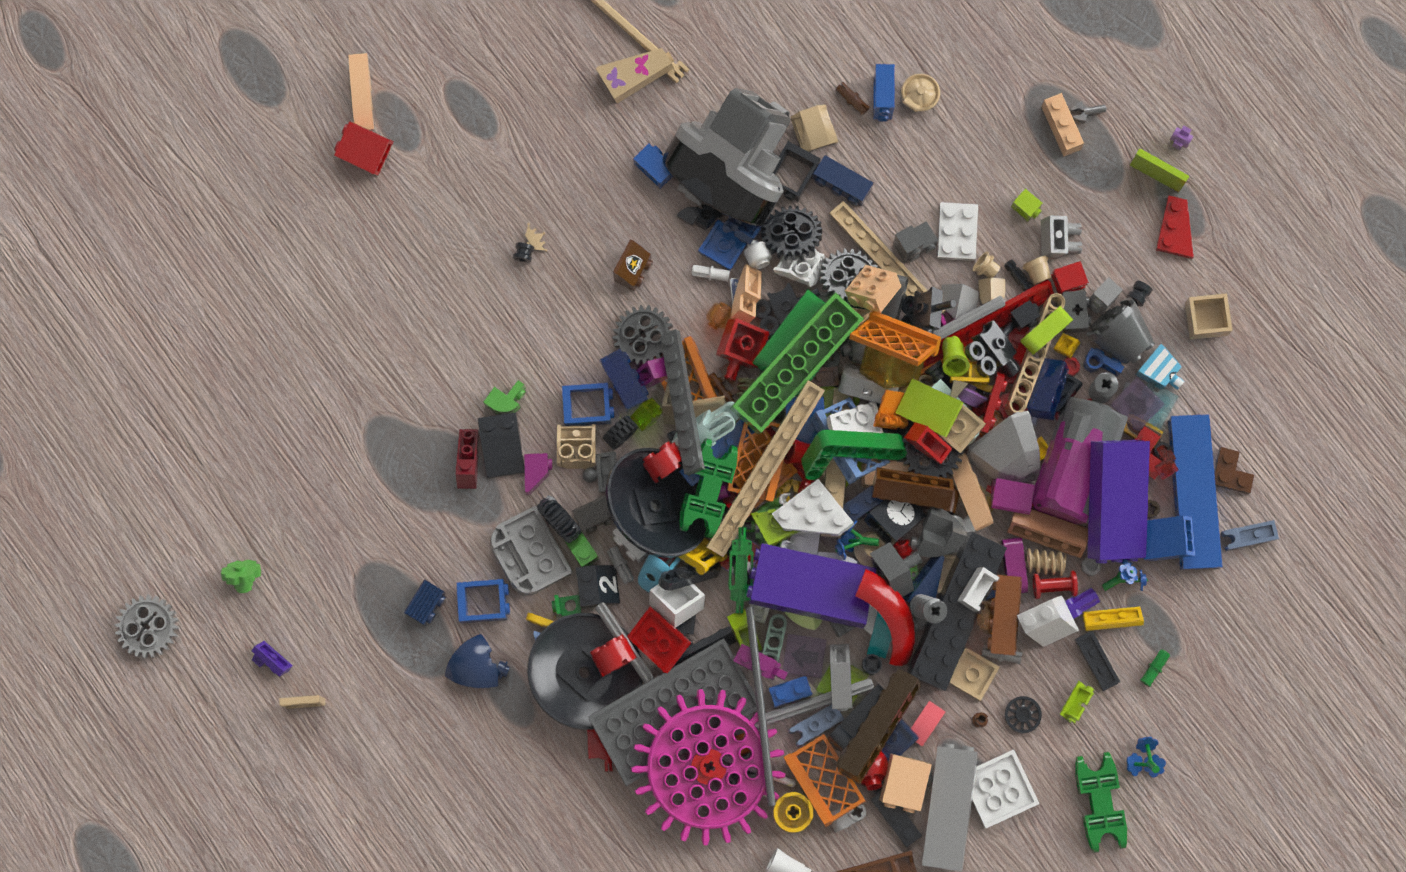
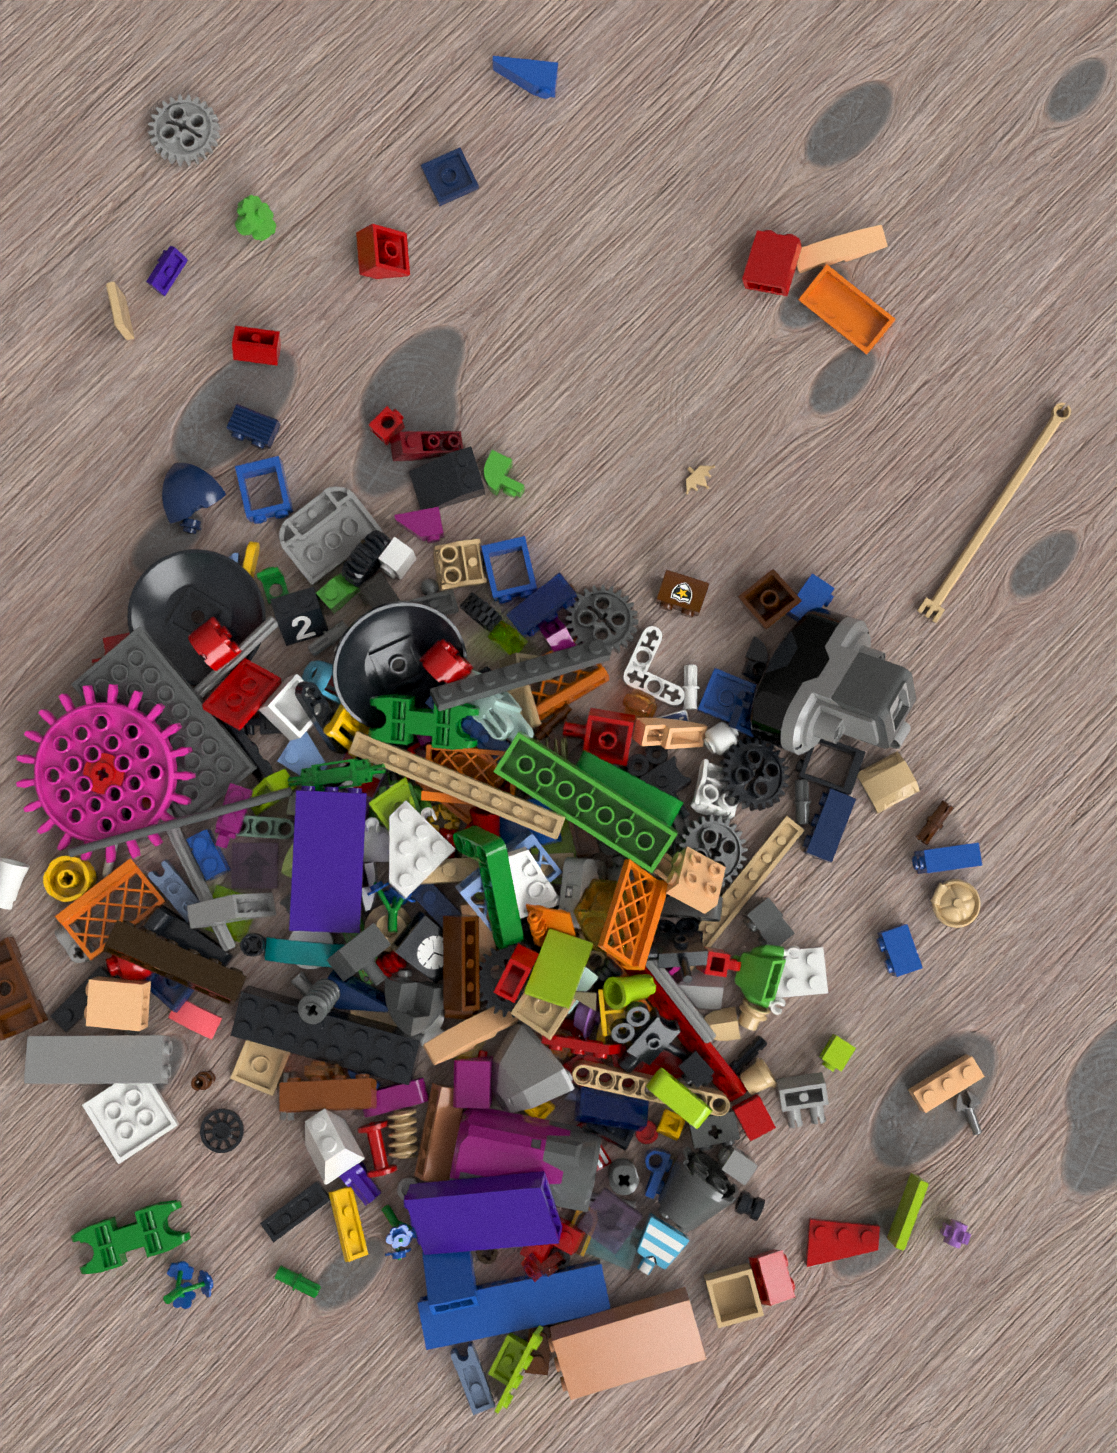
camera: 80 degrees right, 5 degrees up
(159, 320) = (531, 75): none -> blue slope
(234, 403) = (449, 176): none -> dark blue plate
(291, 470) = (382, 252): none -> red slope
(354, 588) = (256, 345): none -> red brick
(413, 95) = (847, 309): none -> orange slope
(448, 495) = (386, 434): none -> red brick
(523, 252) = (678, 466): black wheel -> none
(564, 494) = (396, 559): none -> white brick
(635, 72) = (917, 556): tan slope -> none
(650, 196) = (768, 599): none -> reddish brown slope
(689, 309) = (642, 668): none -> white beam
(718, 603) = (301, 754): none -> light blue wing
(819, 199) = (802, 801): none -> dark grey axle
(895, 612) = (310, 958): red brick -> none
(943, 282) = (719, 963): none -> red brick
(951, 143) = (899, 950): none -> blue brick
(954, 252) = (762, 973): none -> bright green torso
(977, 588) = (349, 1055): white panel -> none
(1072, 709) = (252, 1196): lime hinge -> none
(1197, 283) = (772, 1277): none -> brick
(1236, 405) = (626, 1343): none -> brick
(1240, 501) = (510, 1362): none -> lime bracket

